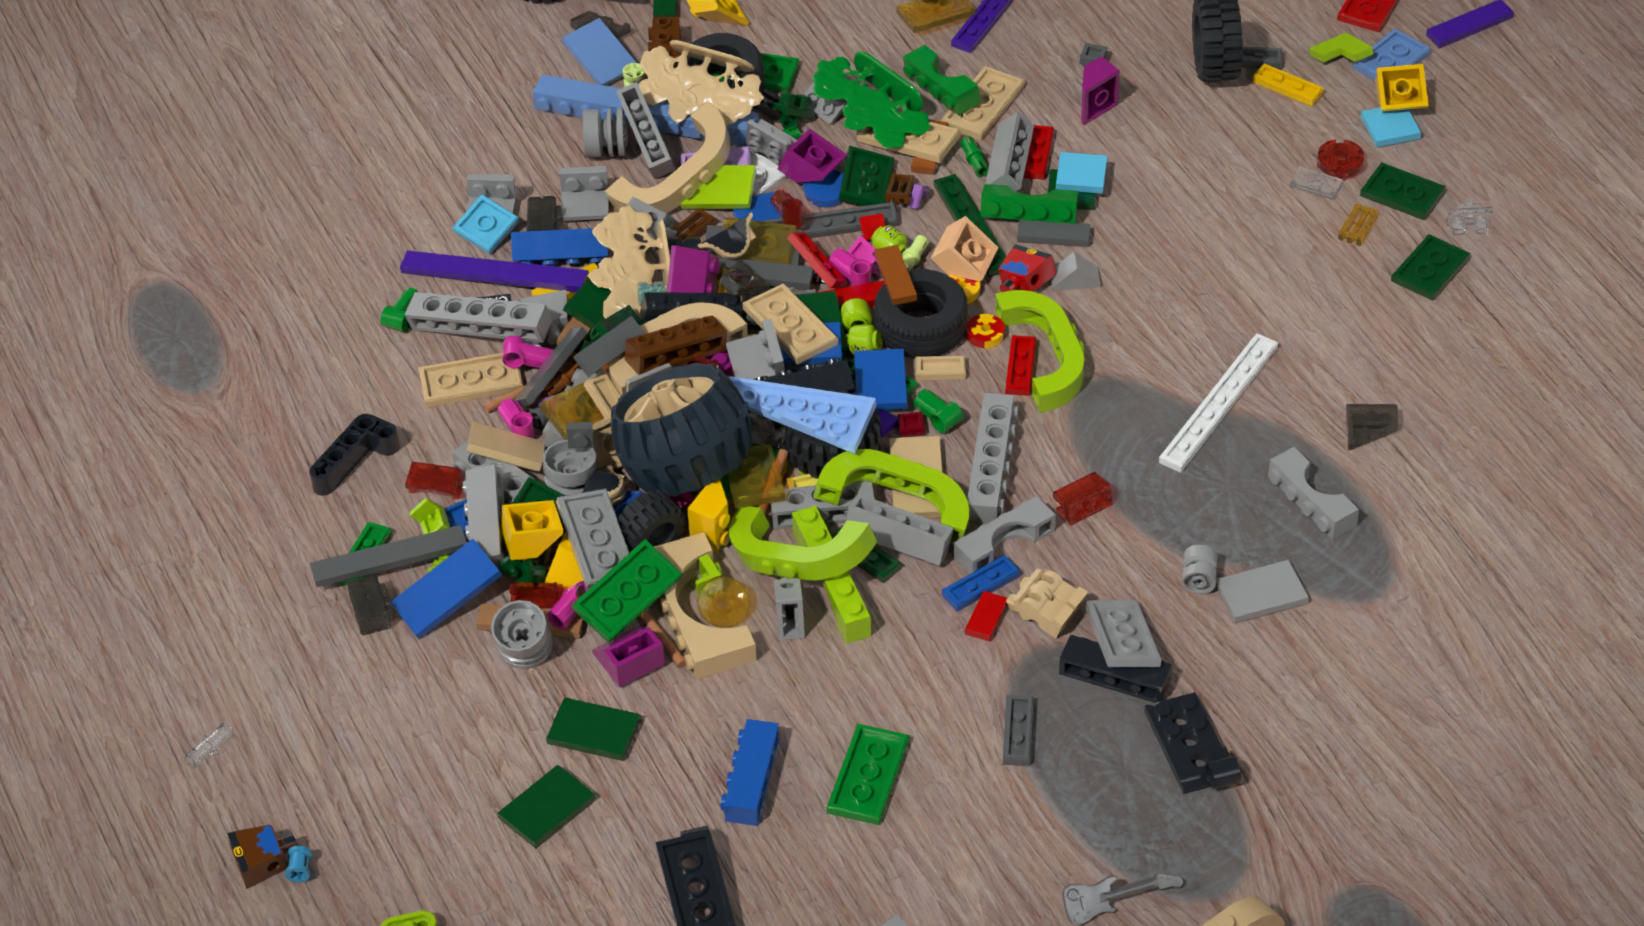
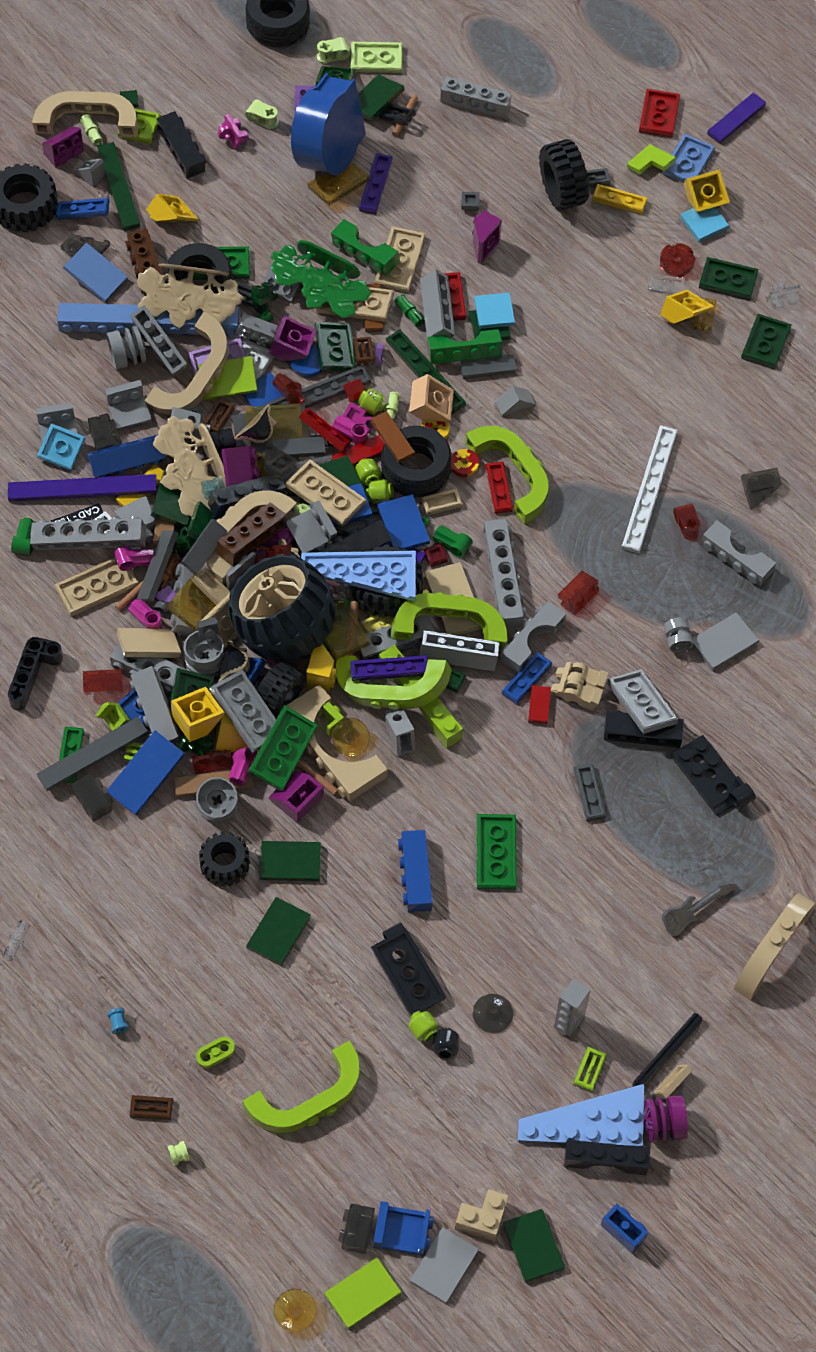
camera: 20 degrees left, 15 degrees up
(259, 853) = (86, 1019): reddish brown torso -> none
(502, 690) = (224, 844): none -> black tyre
(633, 73) = (128, 283): yellowish green wheel -> none
(792, 526) = (388, 668): none -> dark purple tile
(1026, 269) = (479, 406): red torso -> none
(1257, 445) = (687, 521): none -> clear red piece
(1329, 208) = (683, 306): none -> yellow slope

